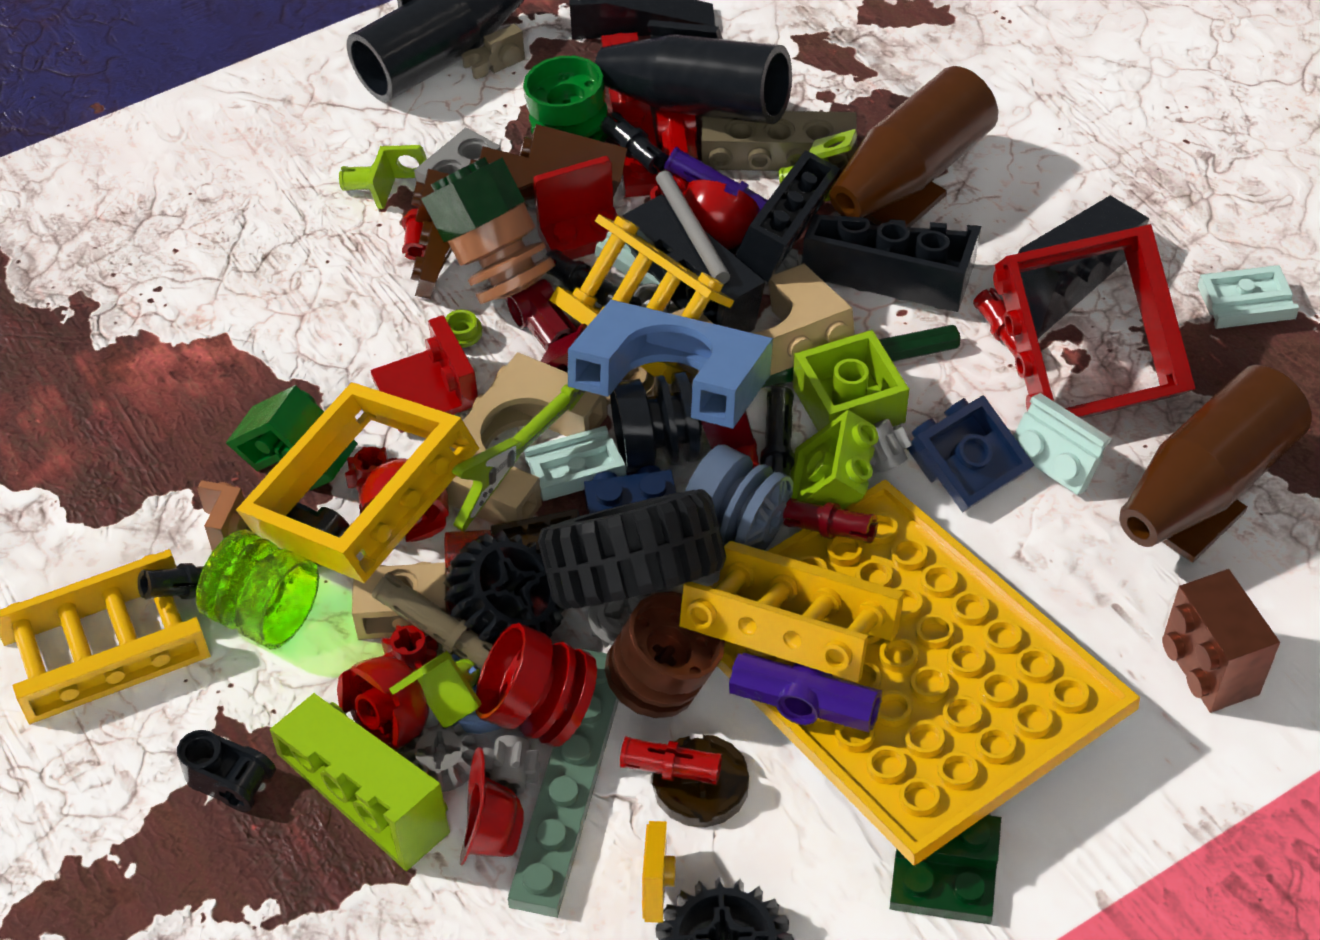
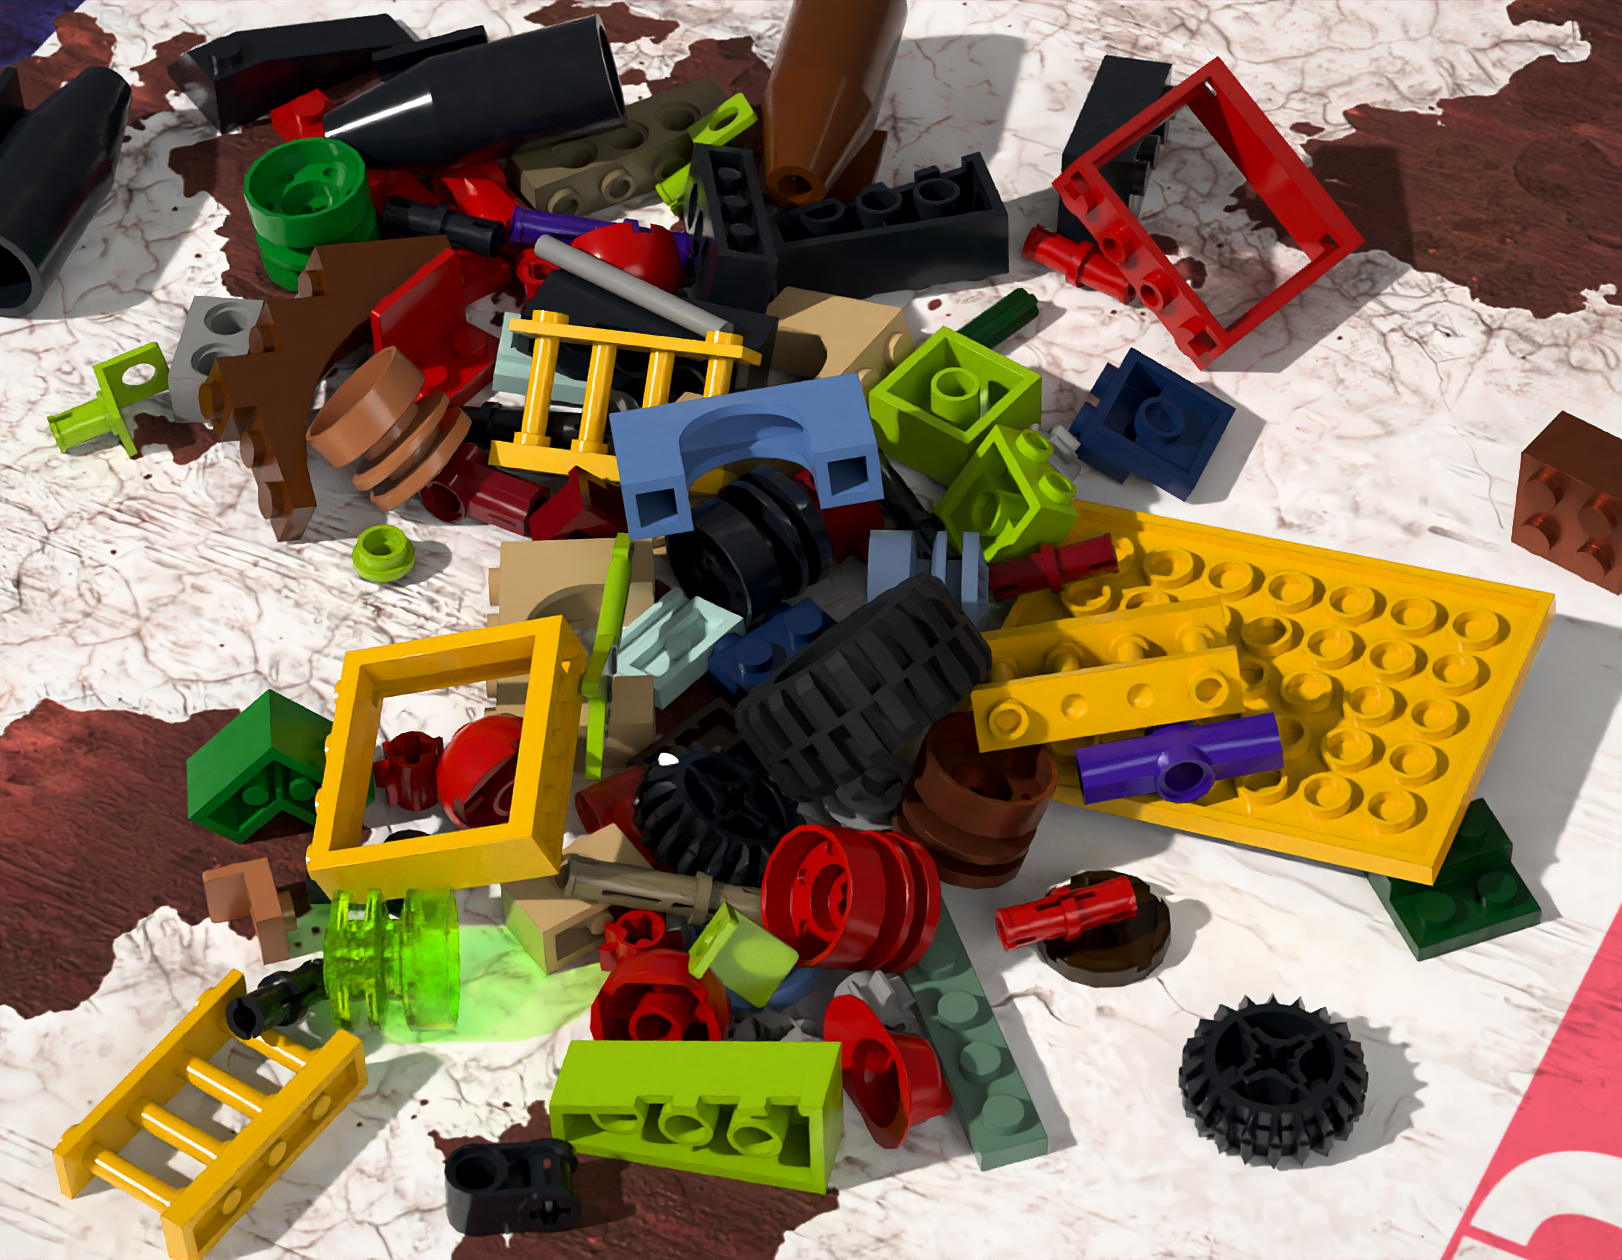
camera: 30 degrees left, 5 degrees down
(412, 235) = (221, 464): red pin -> none
(434, 377) = (401, 603): red bracket -> none
(471, 197) = (314, 371): dark green brick -> none
(499, 51) = (145, 184): dark tan plate -> none
(657, 871) = (1143, 1033): yellow plate -> none
(1061, 443) = (1255, 367): light aqua plate -> none
(1212, 459) = (1453, 306): reddish brown piece -> none
(1247, 296) = (1342, 114): light aqua plate -> none

